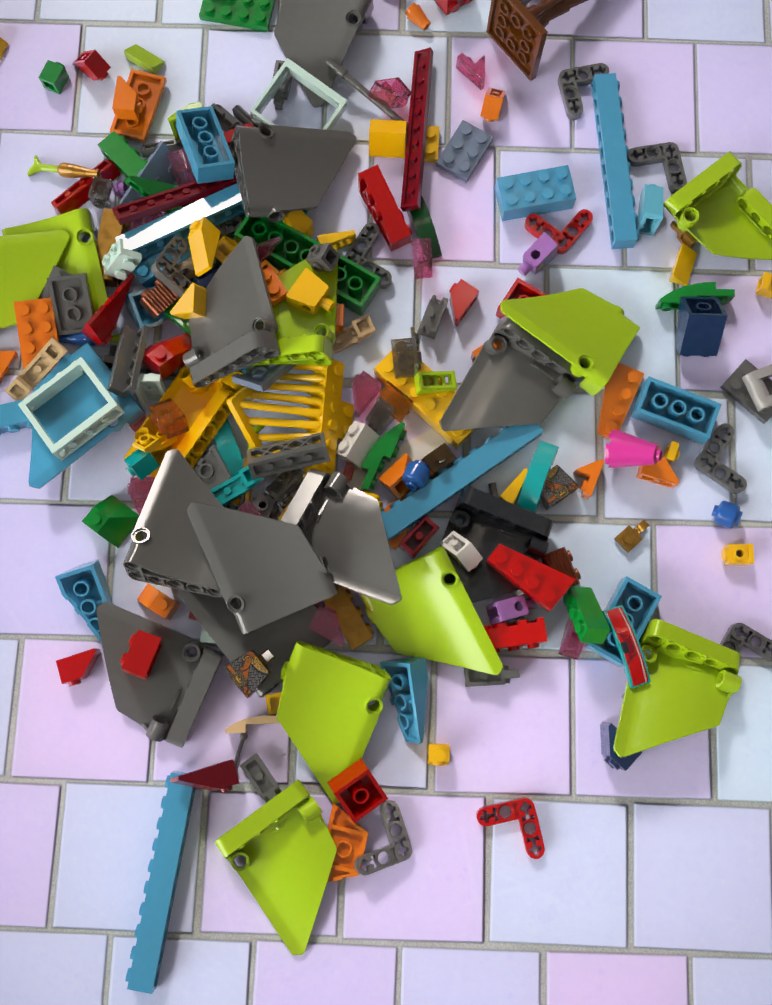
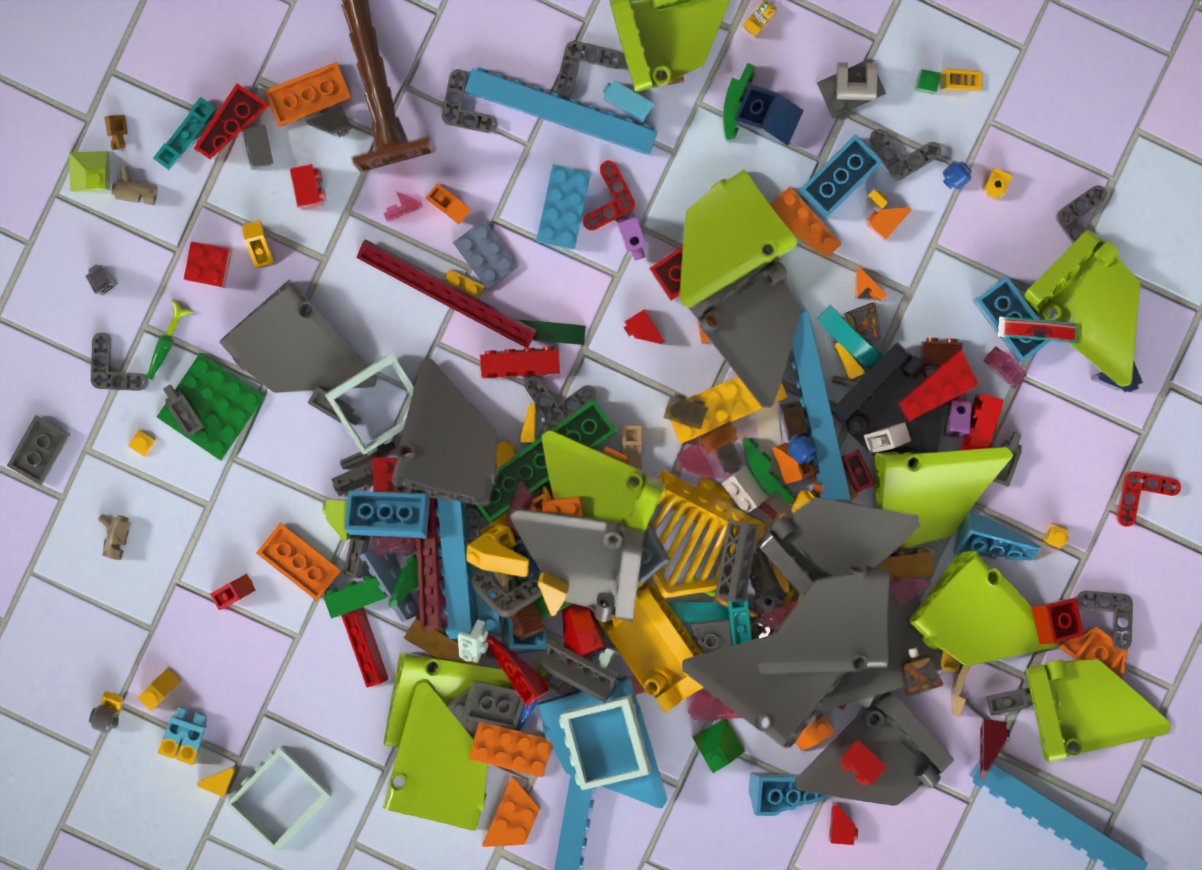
camera: 65 degrees left, 10 degrees up
(36, 370) = (545, 764): tan slope -> none
(54, 76) = (230, 633): green brick -> none
(64, 169) = (340, 661): pearl gold piece -> none
(100, 192) = (381, 634): clear smoke bracket -> none
(120, 189) = (383, 613): medium lavender plate -> none
(126, 102) = (296, 572): orange slope -> none
(140, 464) = (681, 698): teal brick -> none
(144, 59) = (245, 534): lime slope -> none
(153, 443) = (667, 677): yellow slope -> none
(168, 418) = (649, 656): clear orange brick -> none
(309, 294) = (589, 476): yellow torso -> none
(322, 257) = (558, 449): dark grey brick -> none
(342, 73) = (357, 344): dark grey bar -> none
(387, 138) = (440, 326): yellow slope -> none
(390, 92) = (397, 303): clear pink slope -> none
(417, 16) = (317, 237): orange cone -> none
(421, 258) = (584, 348): clear pink slope -> none
(433, 317) = (647, 363): dark grey hinge -> none
(434, 375) = (716, 409): lime slope -> none
(586, 615) = (994, 353): green brick -> none
(630, 451) = (862, 240): dark pink cone -> none
(630, 536) = (938, 274): pearl gold plate -> none
(683, 265) = (698, 95): yellow slope -> none

